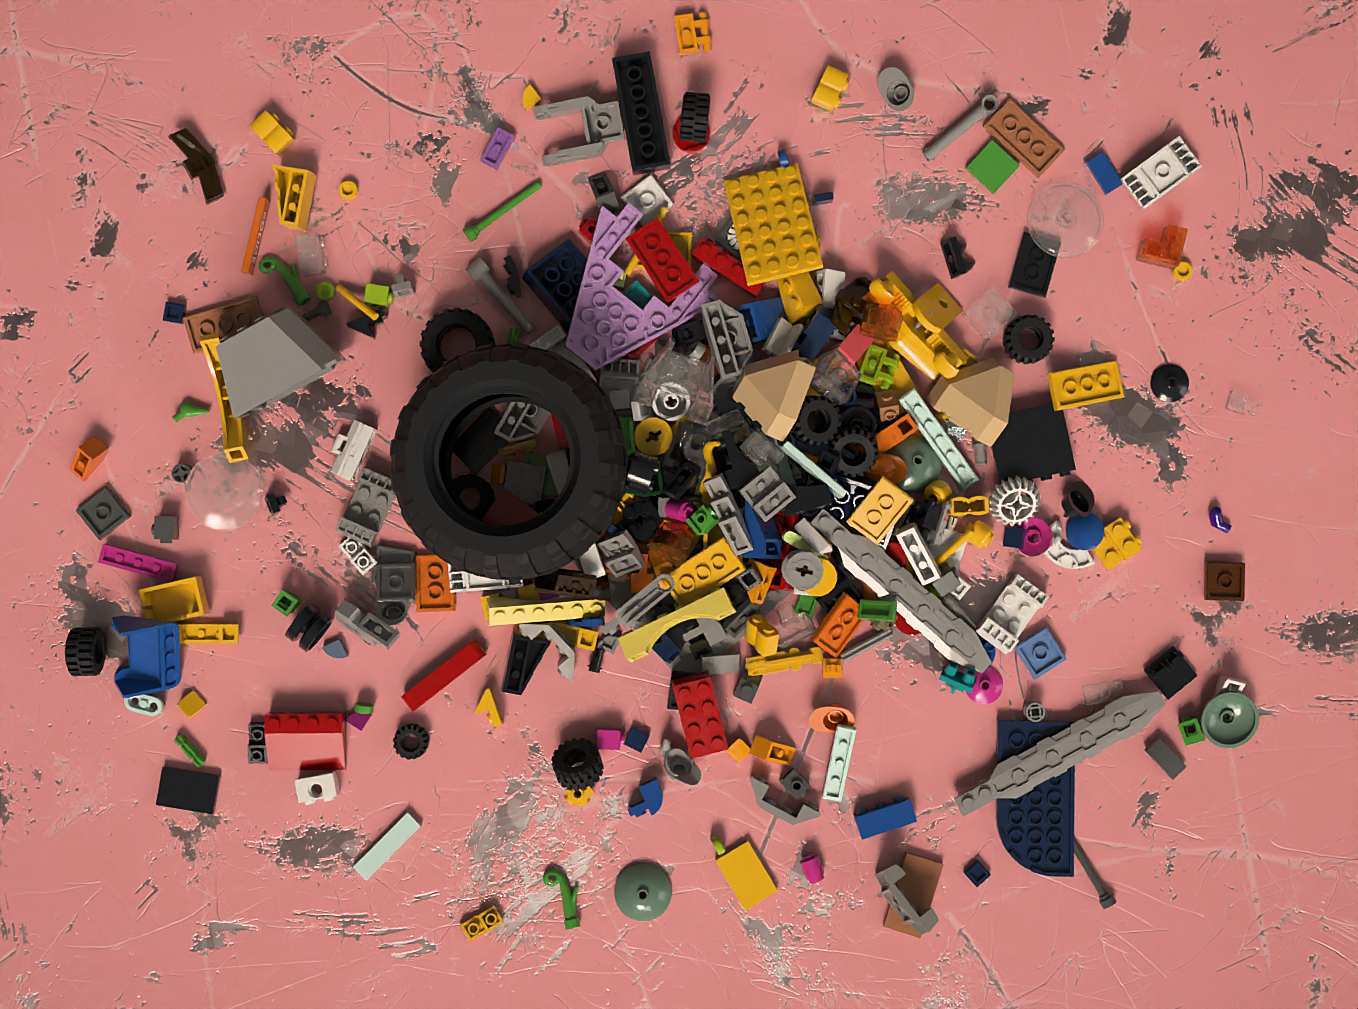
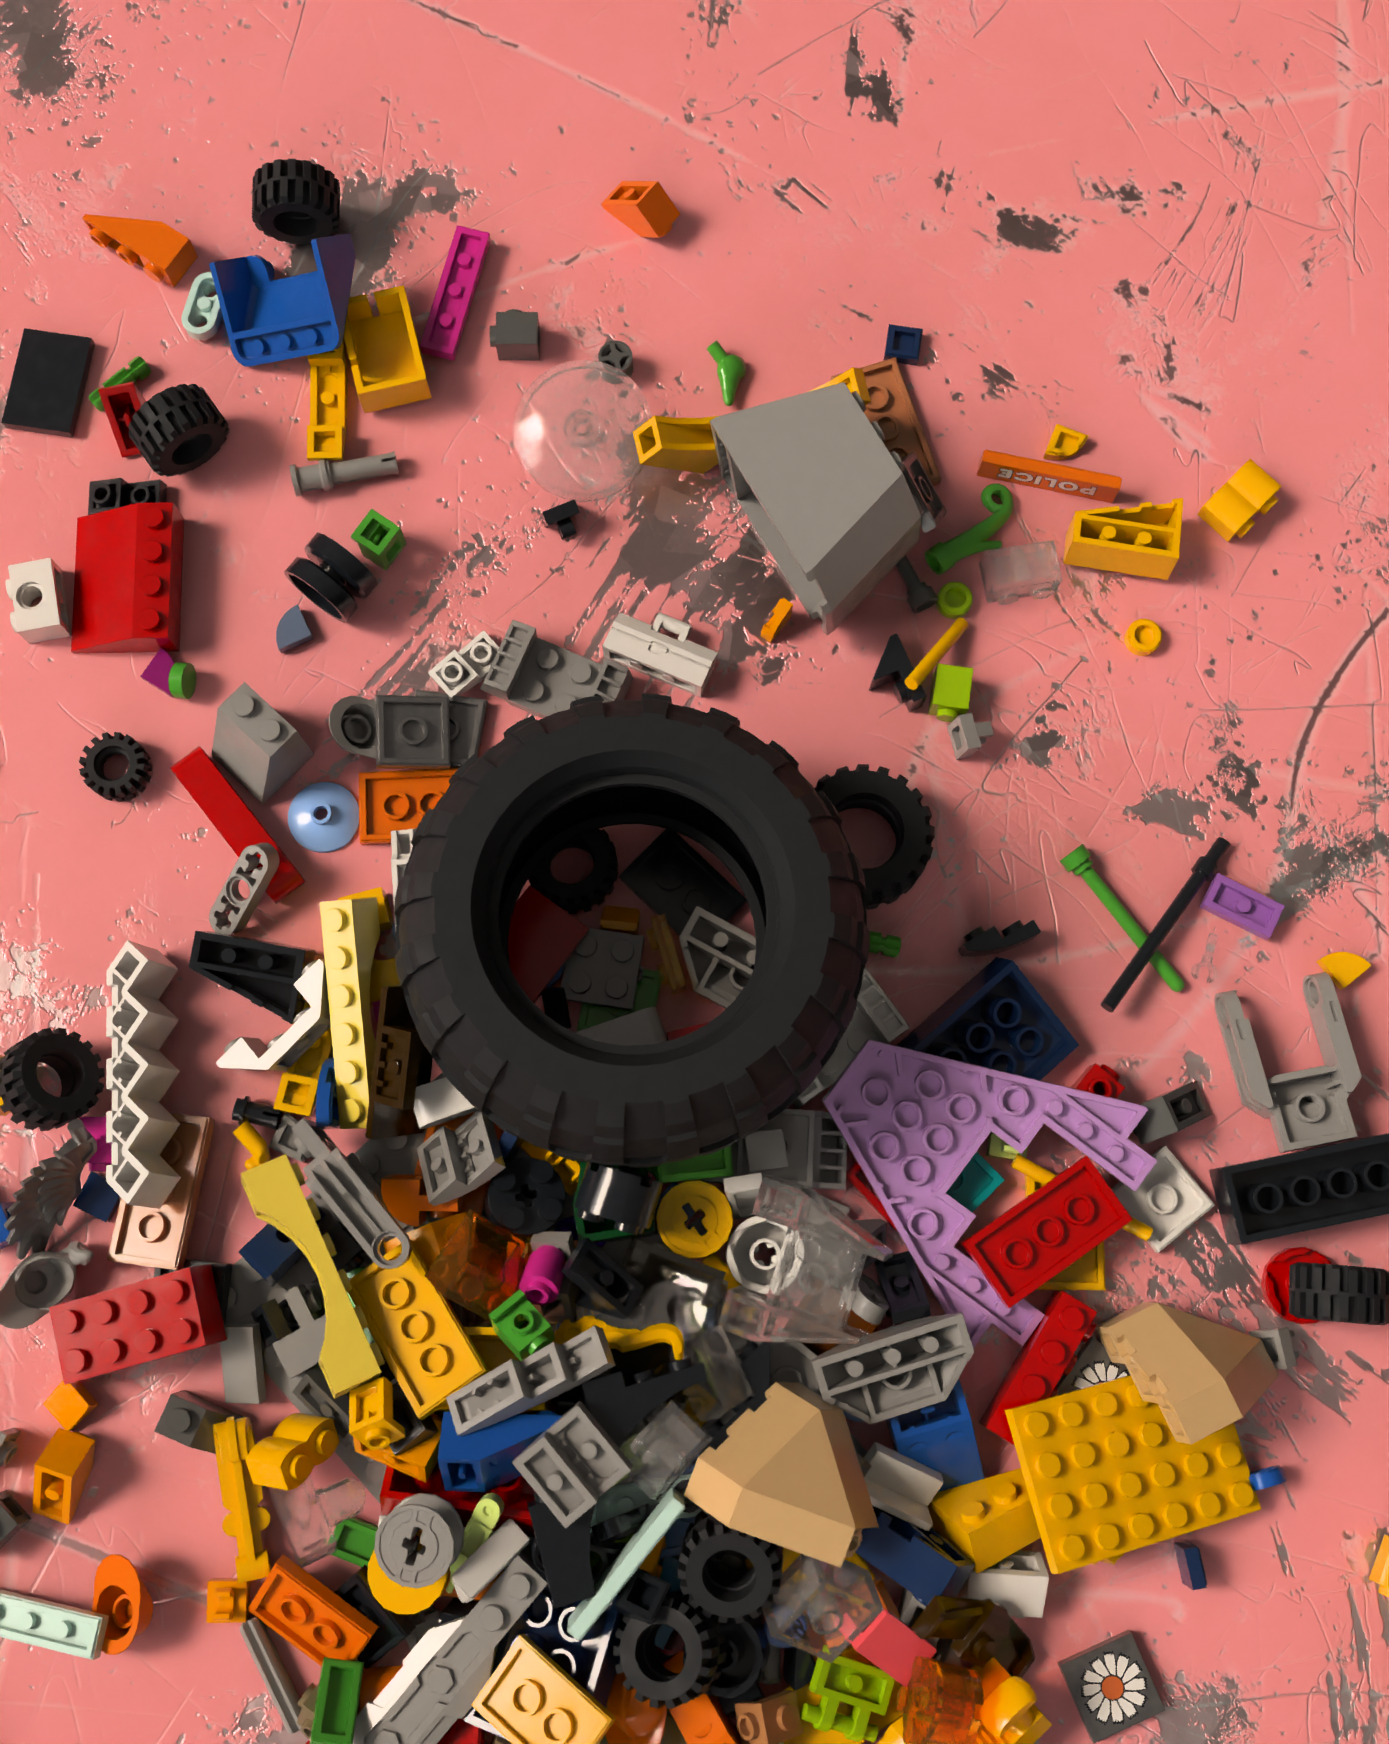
camera: 85 degrees right, 10 degrees down
(103, 513) = (544, 236): dark grey tile -> none
(106, 735) = (148, 243): none -> orange slope
(191, 704) = (203, 376): yellow slope -> none
(199, 164) = (1172, 378): dark brown plate -> none
(213, 742) = (120, 405): none -> red slope
(222, 712) = (178, 430): none -> black tyre
(235, 226) = (1064, 443): none -> yellow tile
(247, 633) = (327, 475): none -> light grey pin
(265, 306) = (924, 492): none -> flat silver tile
(335, 387) = (782, 614): none -> light orange tile
(365, 625) = (330, 678): light grey plate -> none
(401, 664) = (257, 744): none -> light grey slope
(447, 624) = (333, 831): none -> light blue dish
(477, 661) = (257, 882): none -> light grey beam
(478, 167) = (1202, 871): none -> black bar
(479, 271) = (1005, 876): light grey piece -> none
(489, 703) = (180, 910): yellow slope -> none
(575, 719) = (139, 1076): none -> white brick
(613, 659) = (254, 1144): none -> yellow arm
(633, 707) = (162, 1235): none -> nougat tile
(634, 761) = (49, 1192): none -> flat silver animal
(721, 150) = (1278, 1345): none -> light grey tile
(728, 194) = (1189, 1366): none -> tan panel
(743, 591) = (372, 1415): none -> yellow bracket
(878, 240) = (1111, 1686): none -> tile

